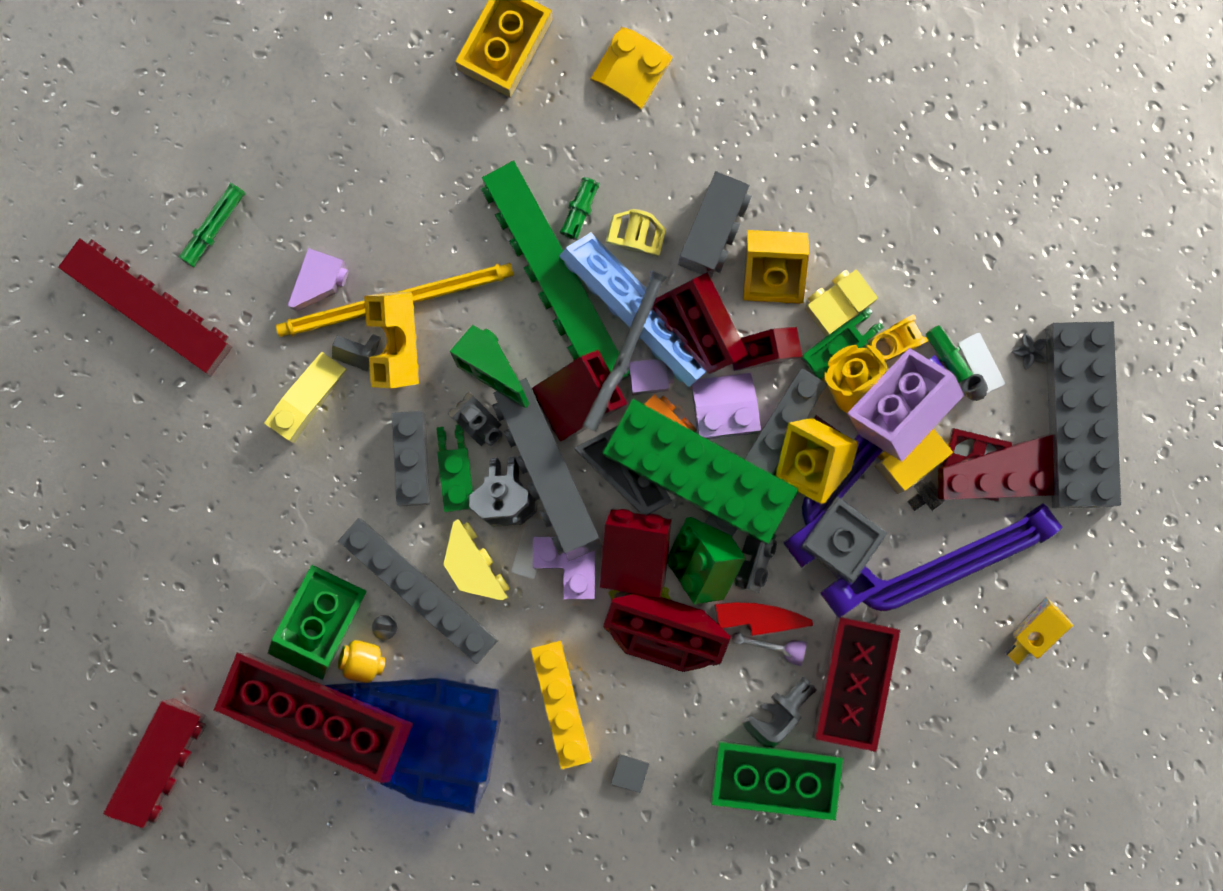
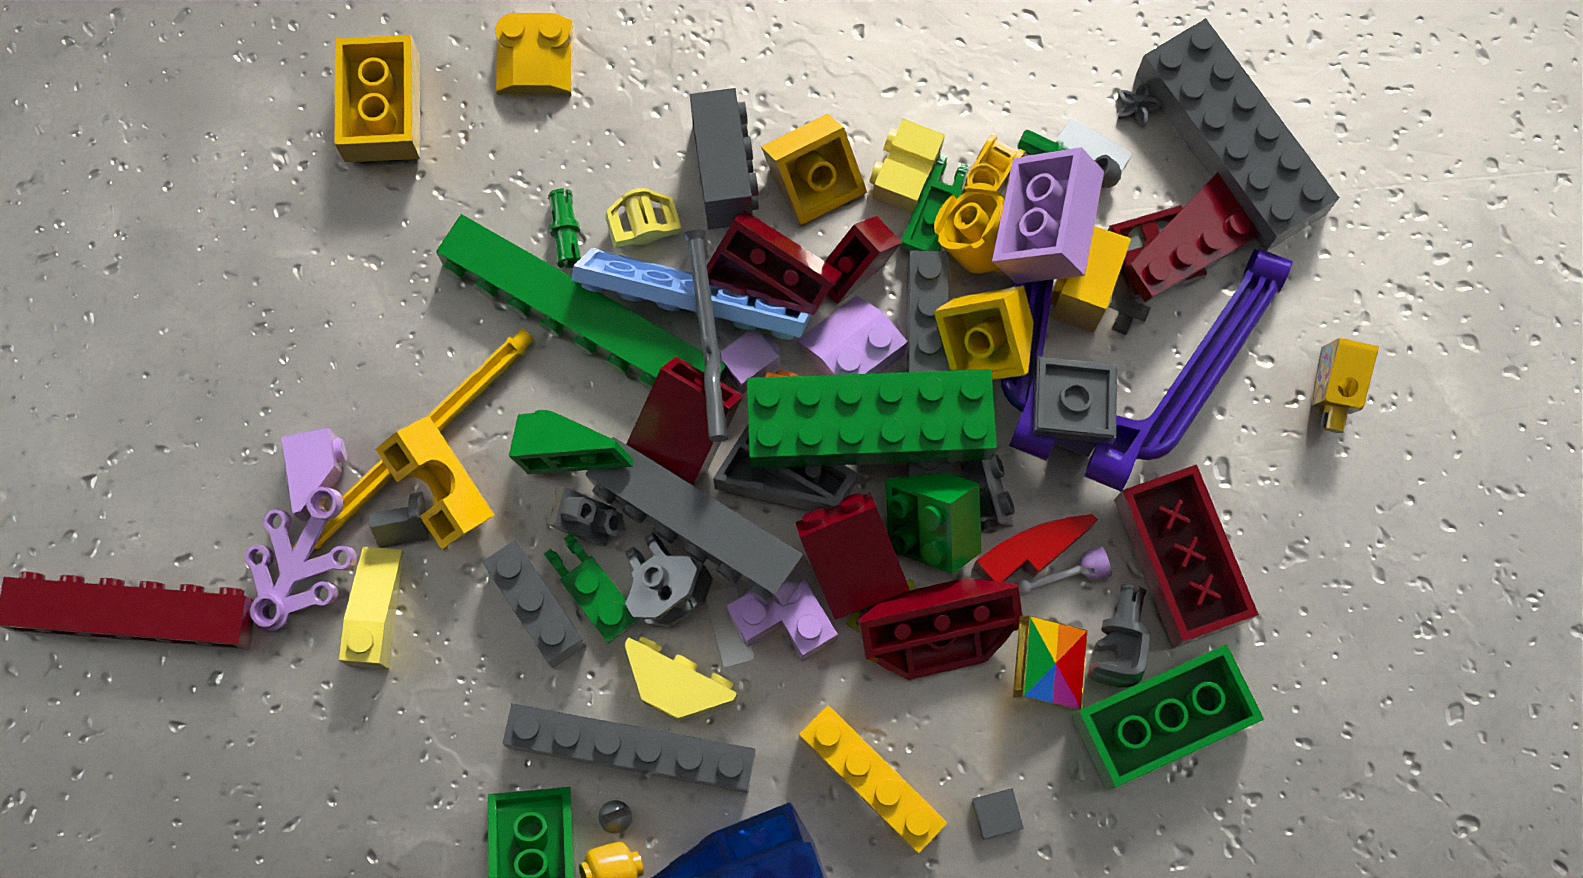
camera: 30 degrees left, 10 degrees down
(211, 225) = (154, 491): green pin -> none
(270, 338) = (295, 564): none -> lavender plant
(722, 699) = (1050, 663): none -> tile

